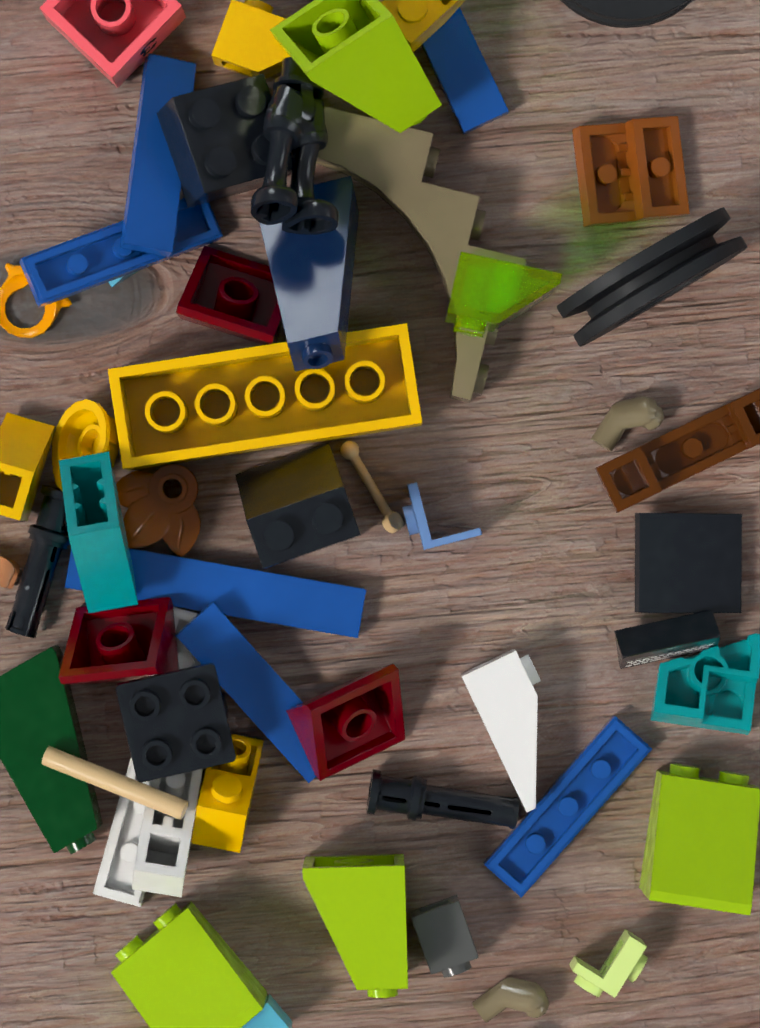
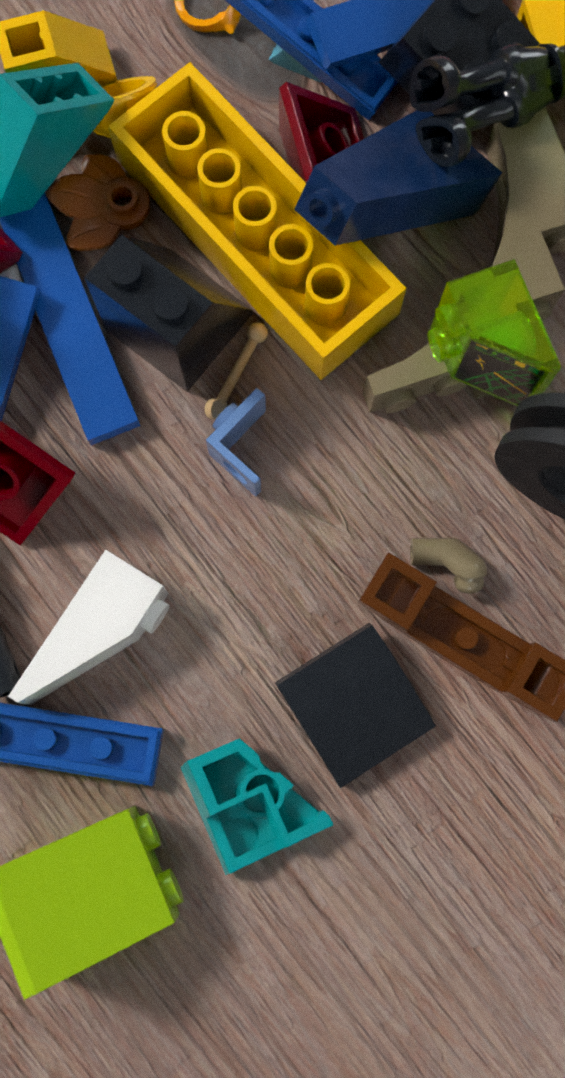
camera: 60 degrees right, 10 degrees down
(666, 639) = (267, 729): black slope -> none

